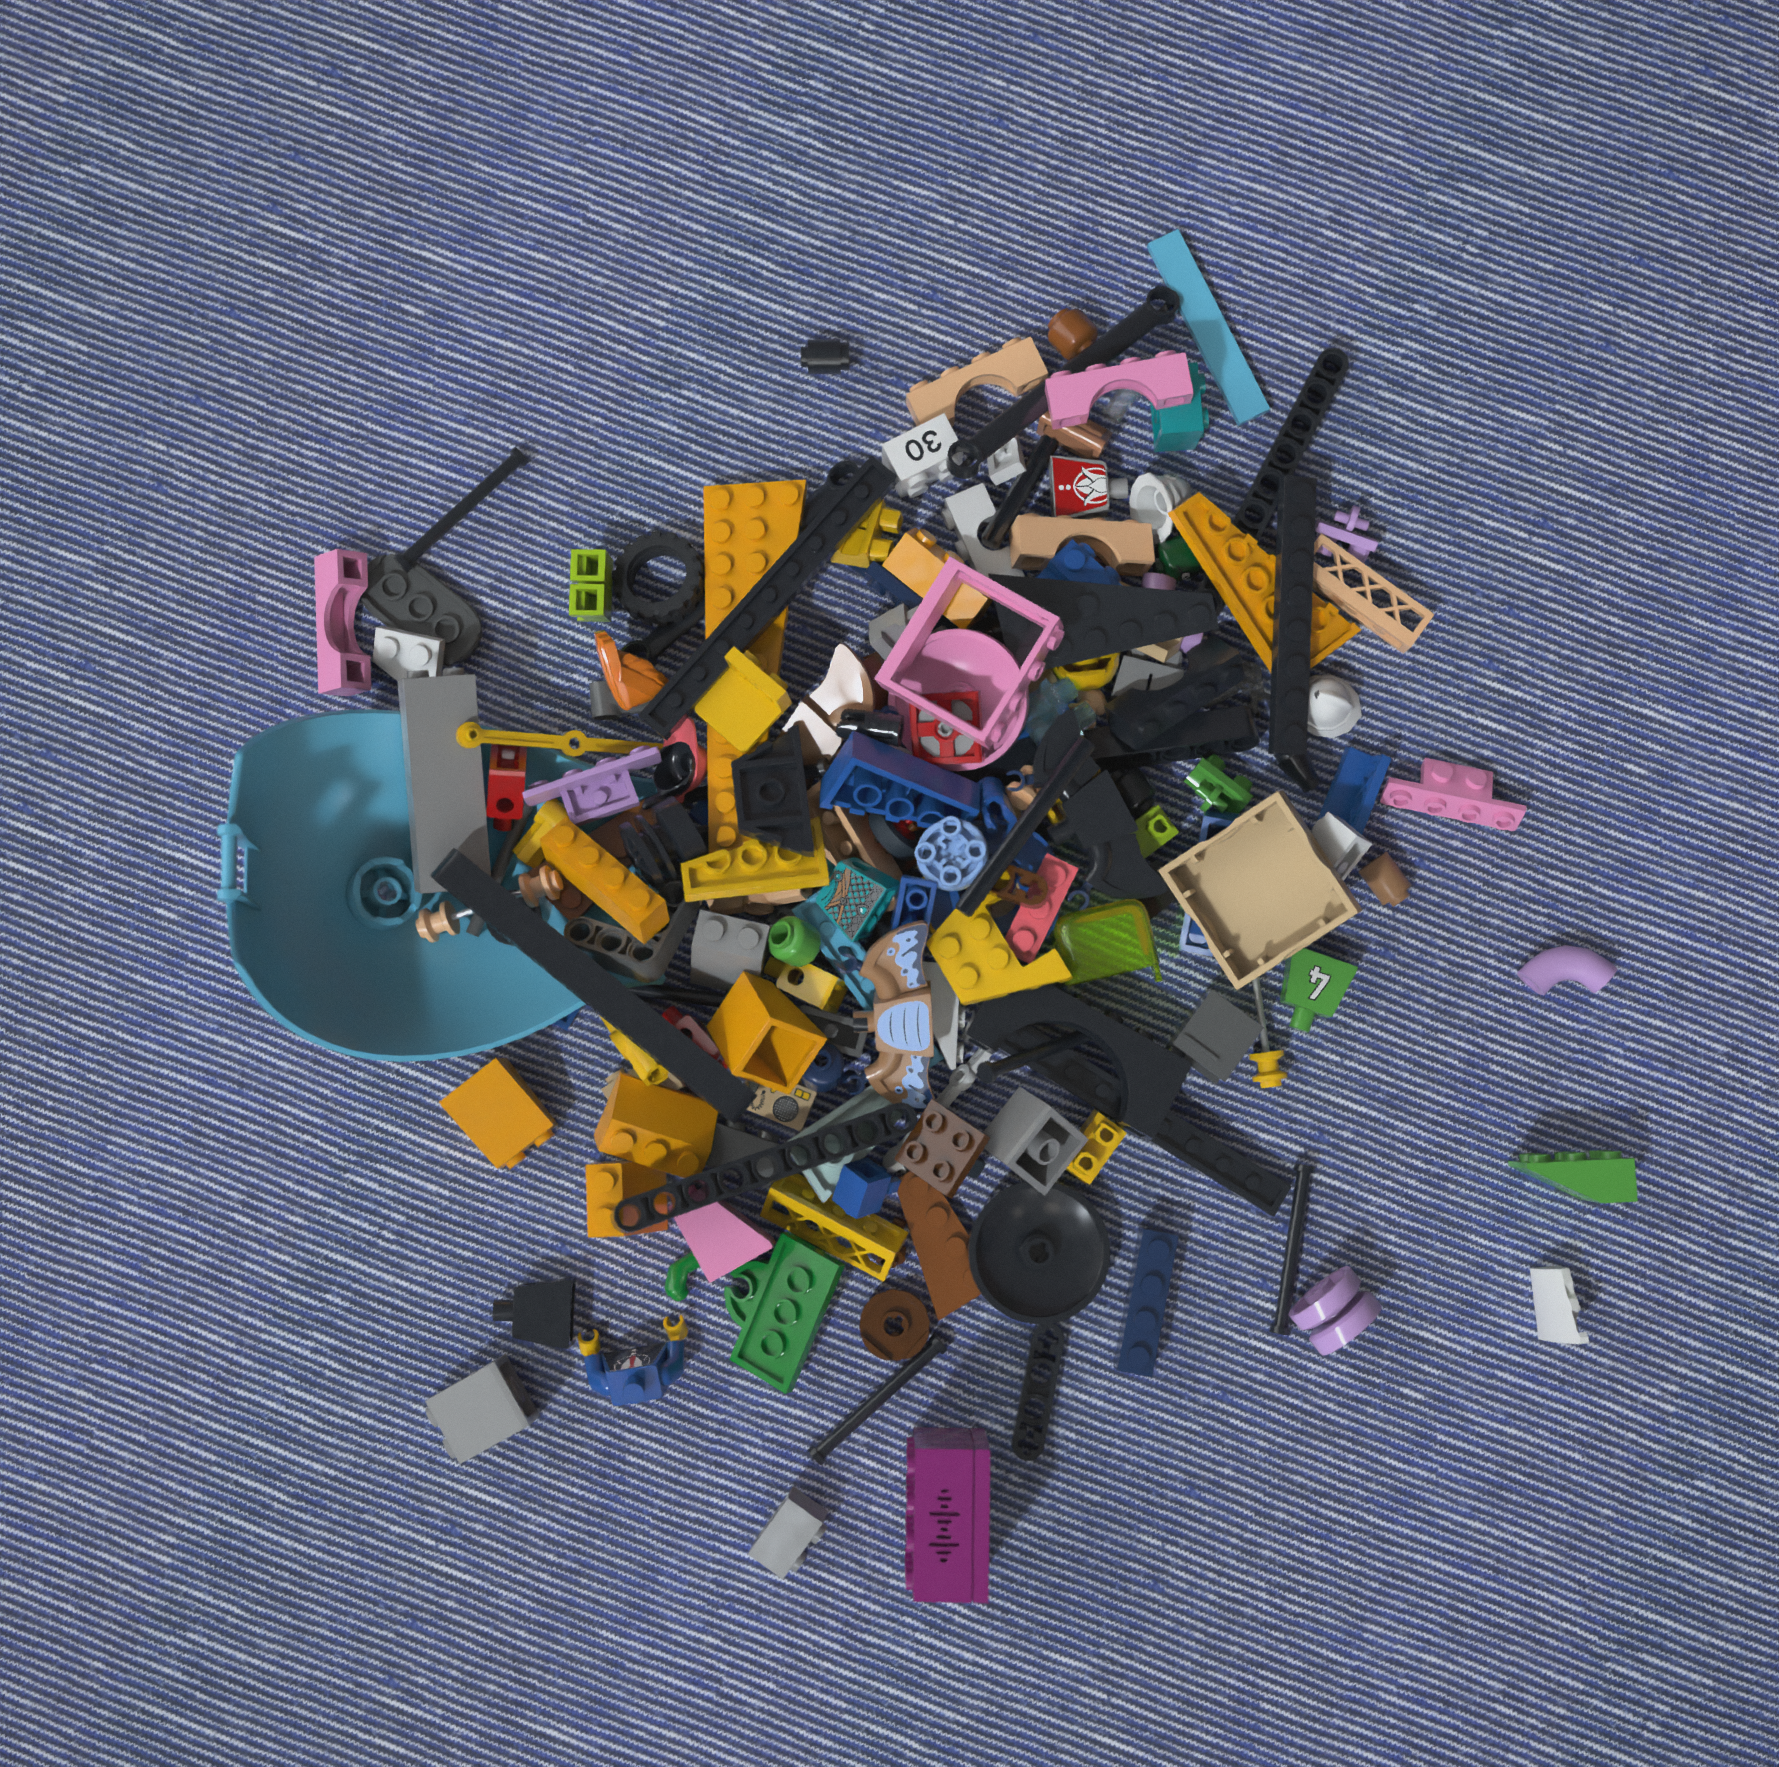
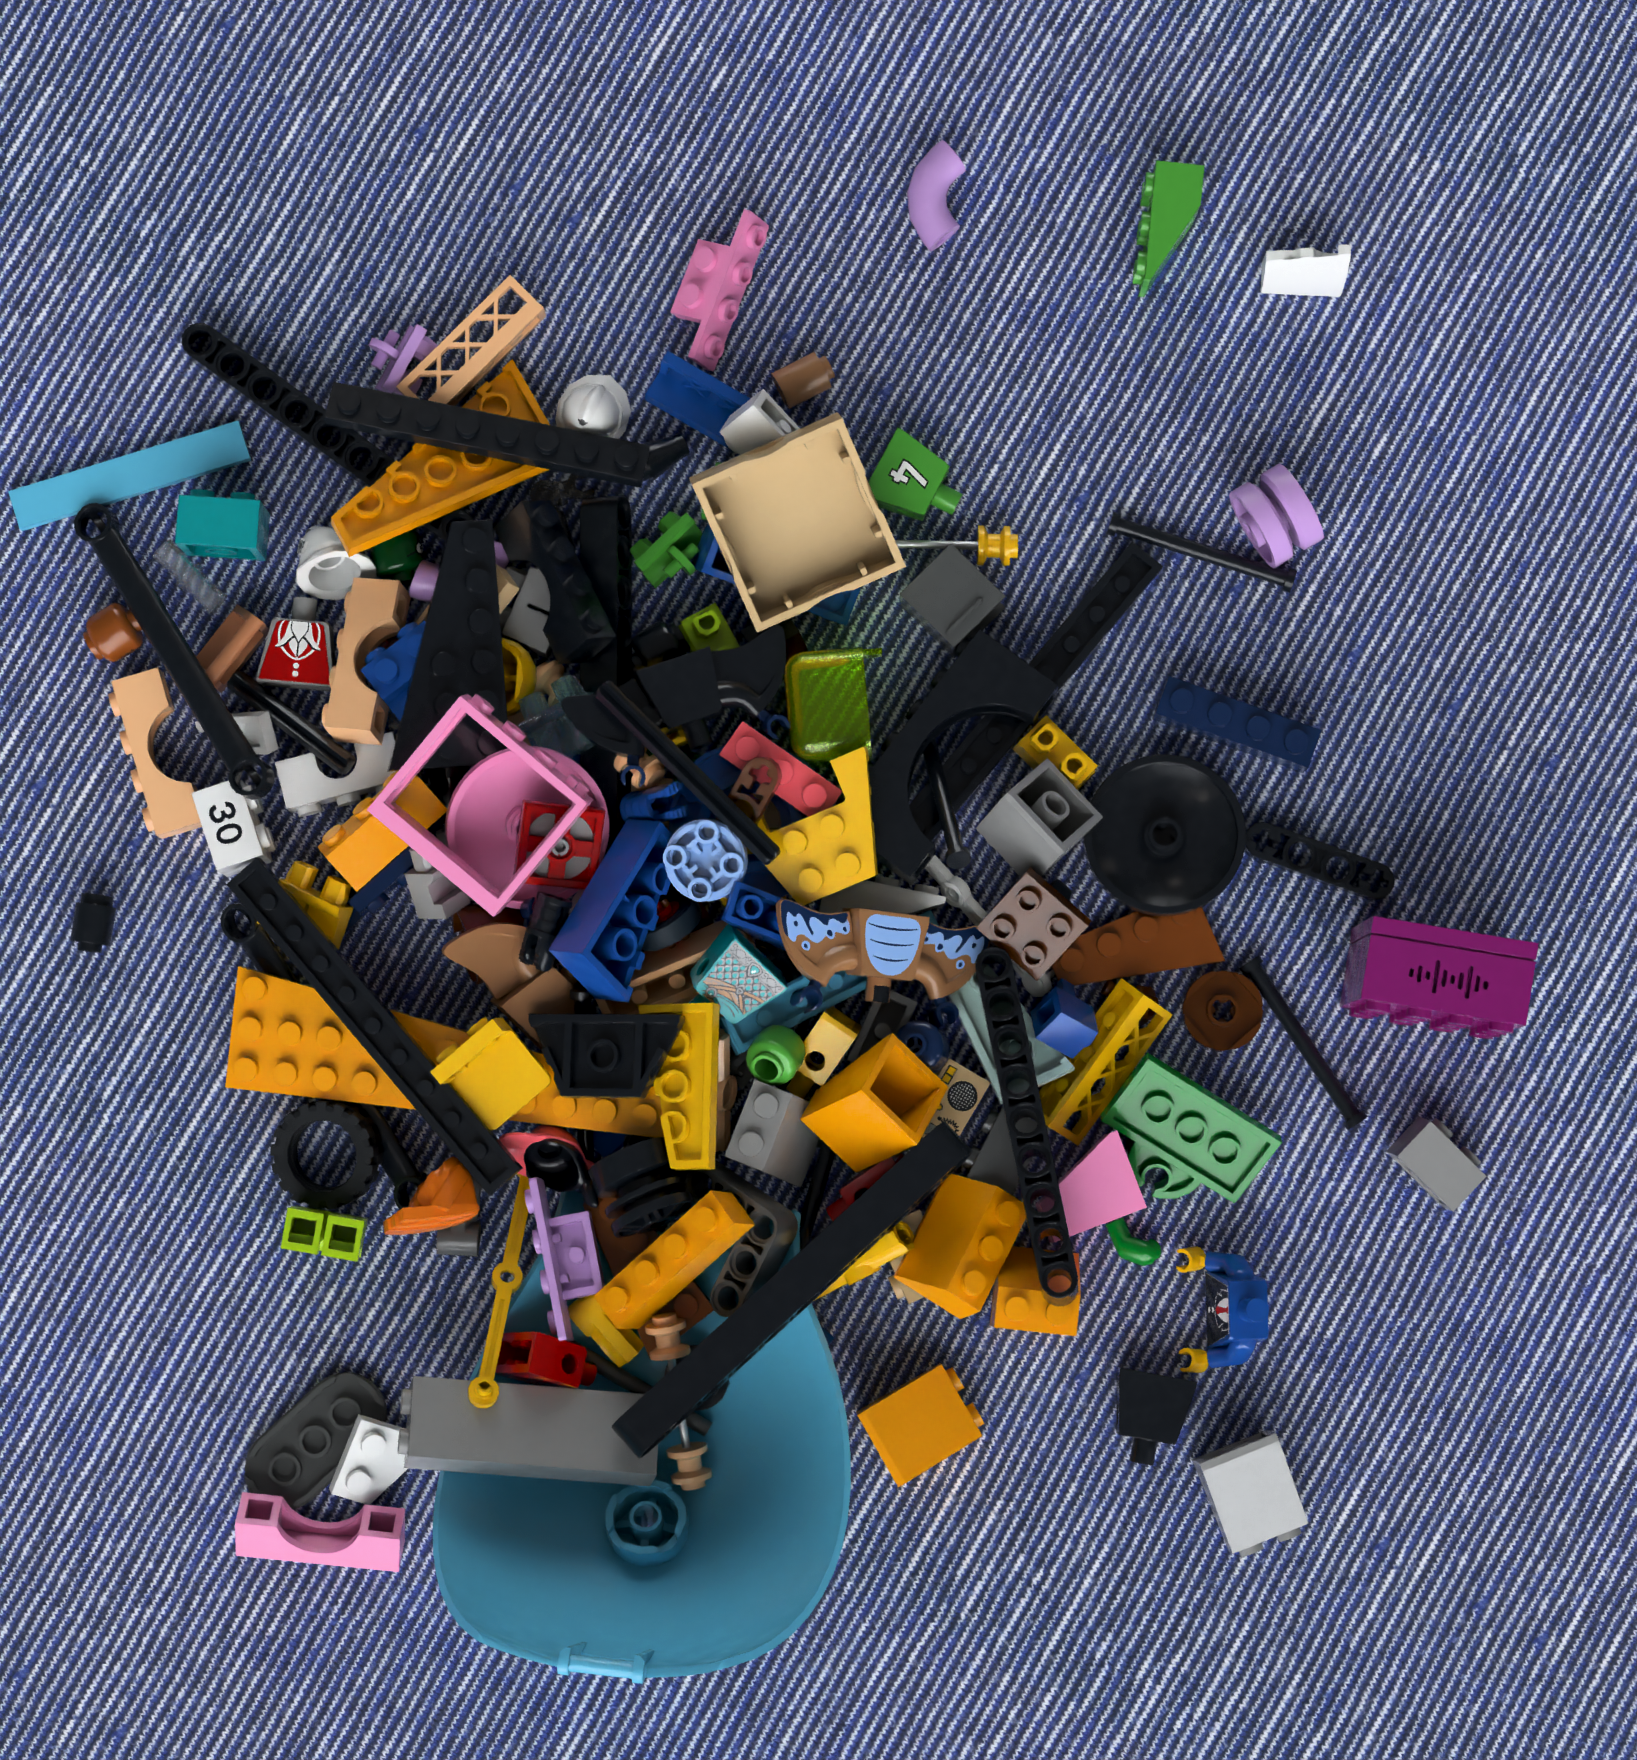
camera: 85 degrees left, 0 degrees up
(461, 509) = (206, 1375): black bar -> none
(1160, 379) = (196, 538): bright pink arch -> none

